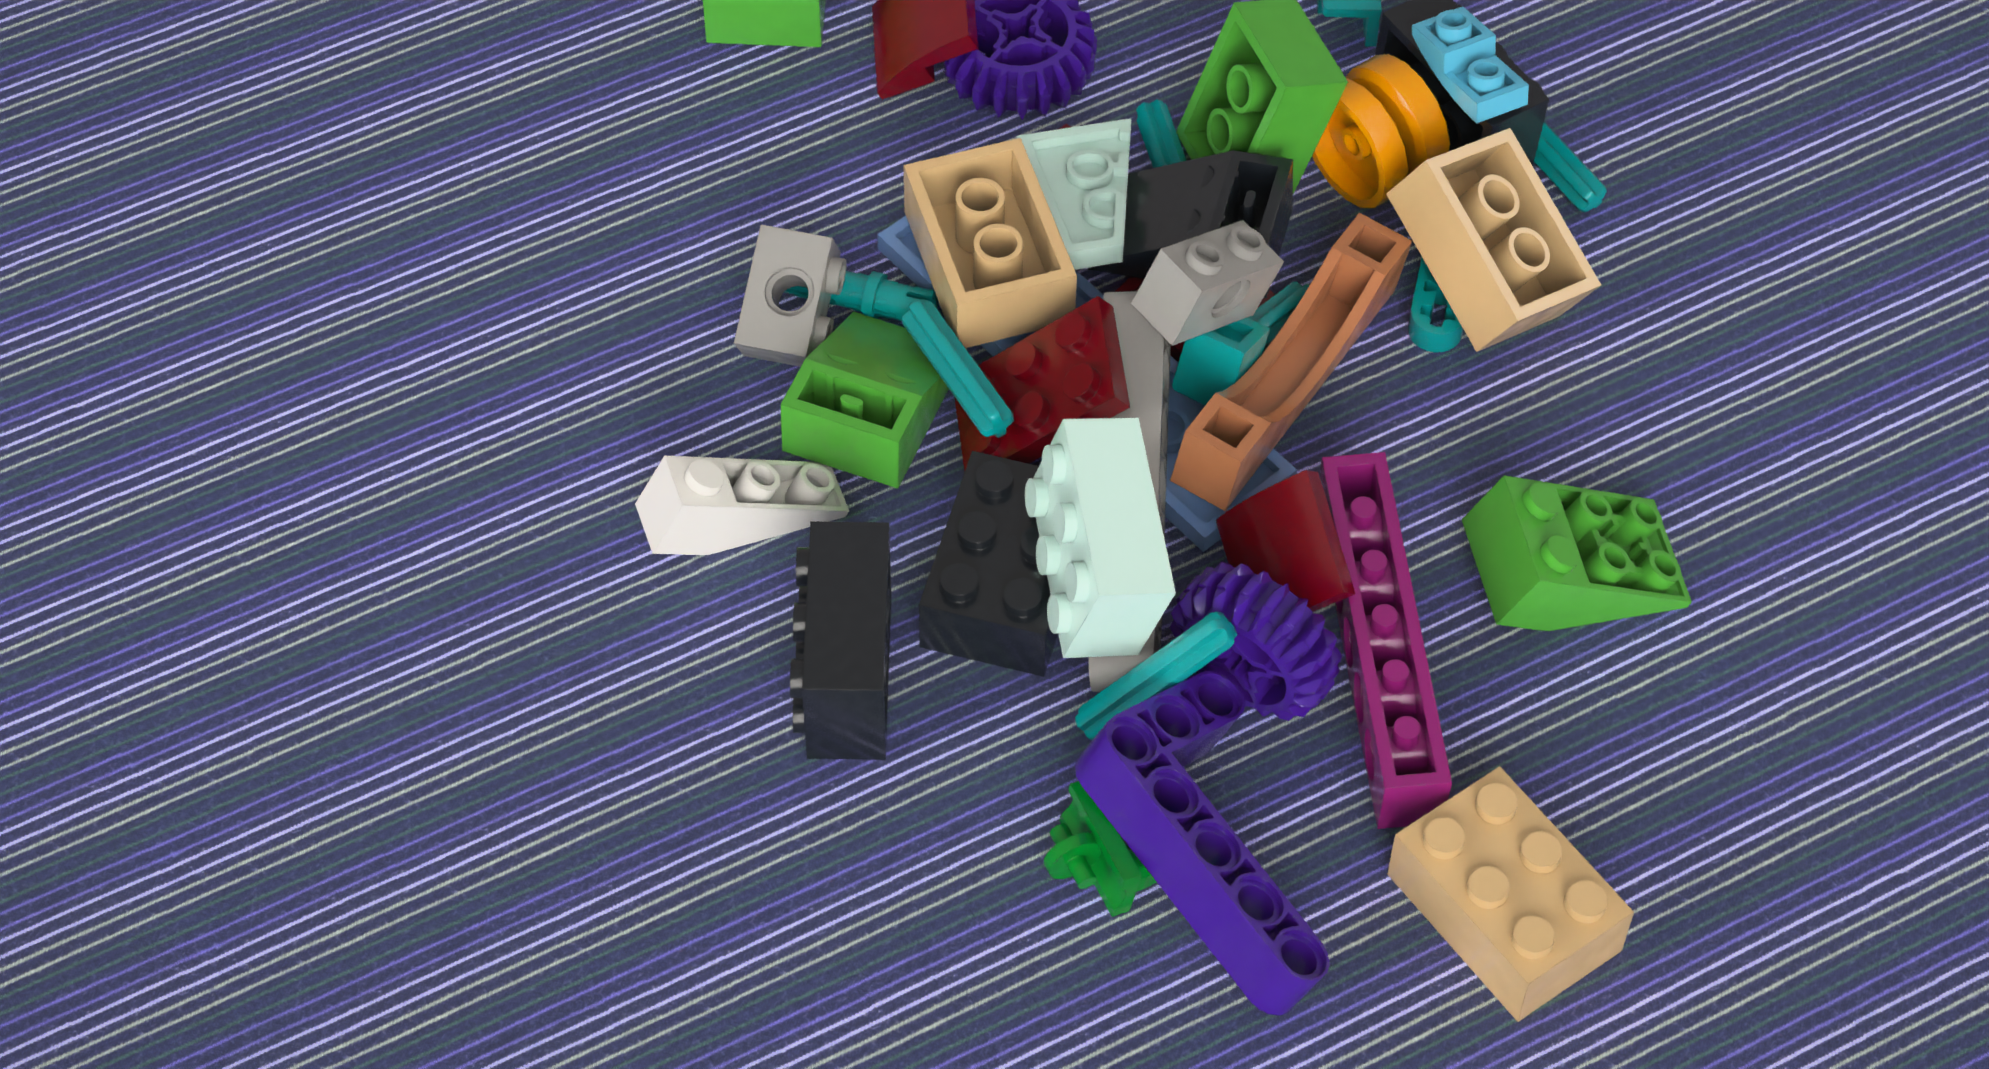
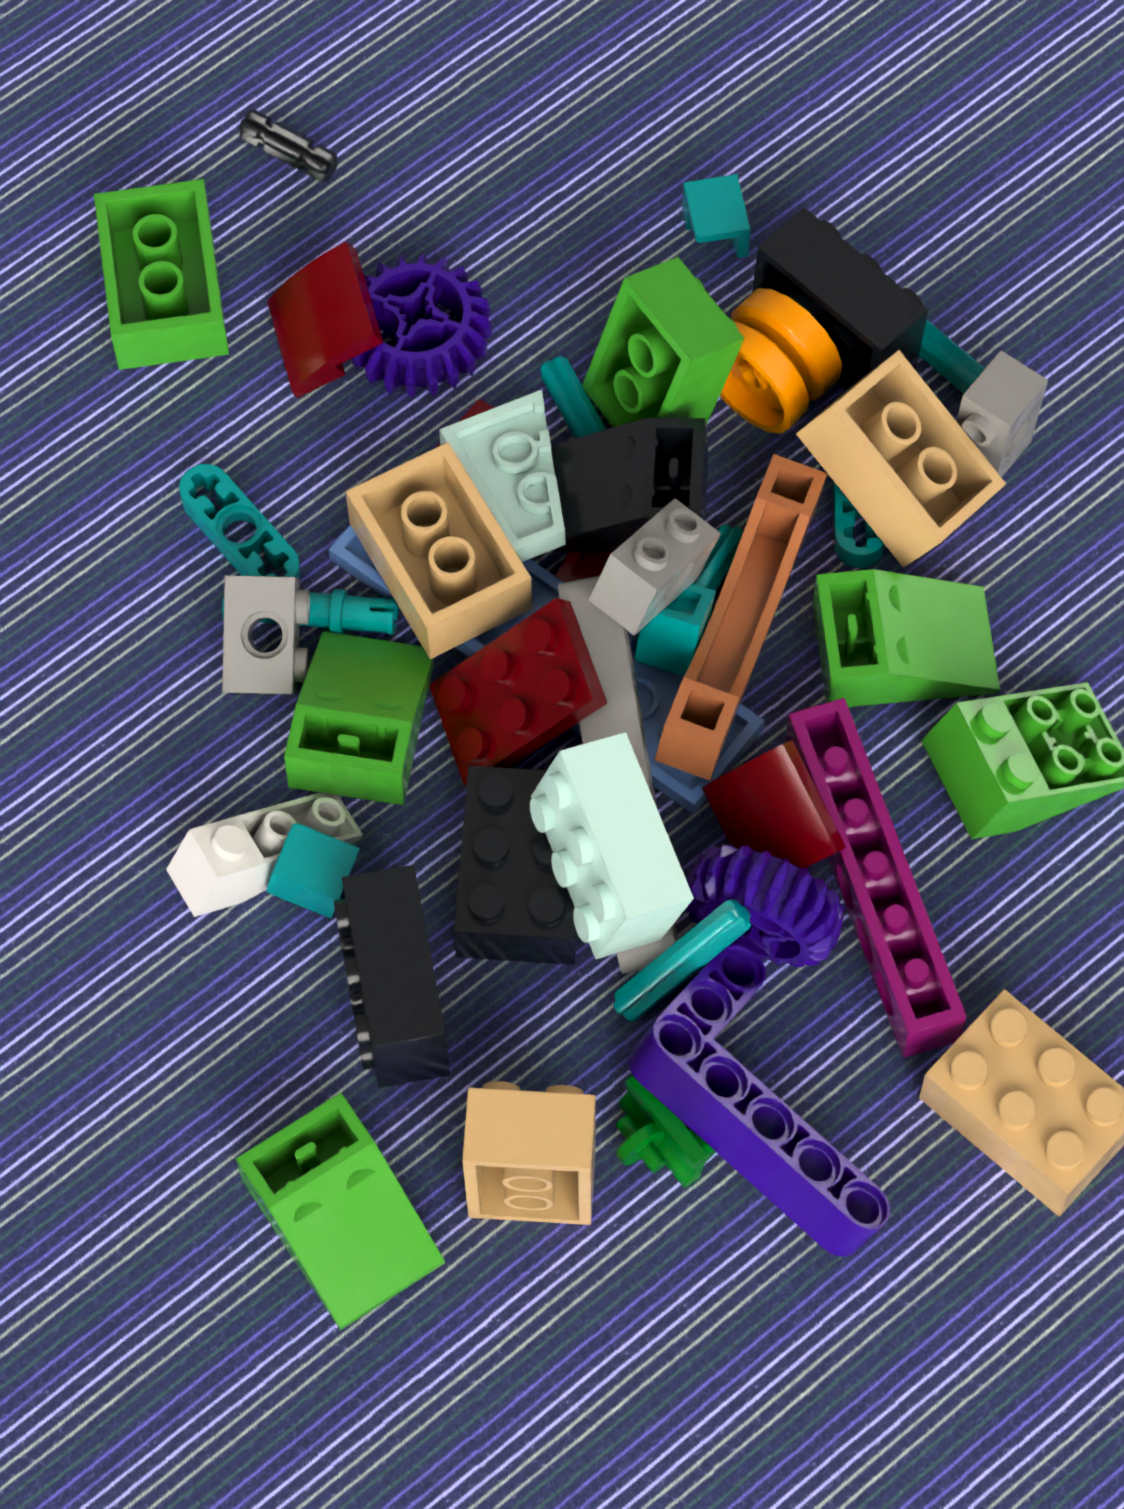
camera: 10 degrees left, 10 degrees up
(732, 860) = (339, 1211): none -> bright green slope
(779, 524) = (311, 869): none -> teal panel
(790, 184) = (235, 508): none -> teal beam
(946, 831) = (529, 1153): none -> tan brick
(957, 369) = (437, 684): teal axle -> none
(1460, 414) = (901, 638): none -> bright green slope
(1466, 64) = (847, 292): medium azure slope -> none
(1611, 214) = (1002, 410): none -> light grey brick

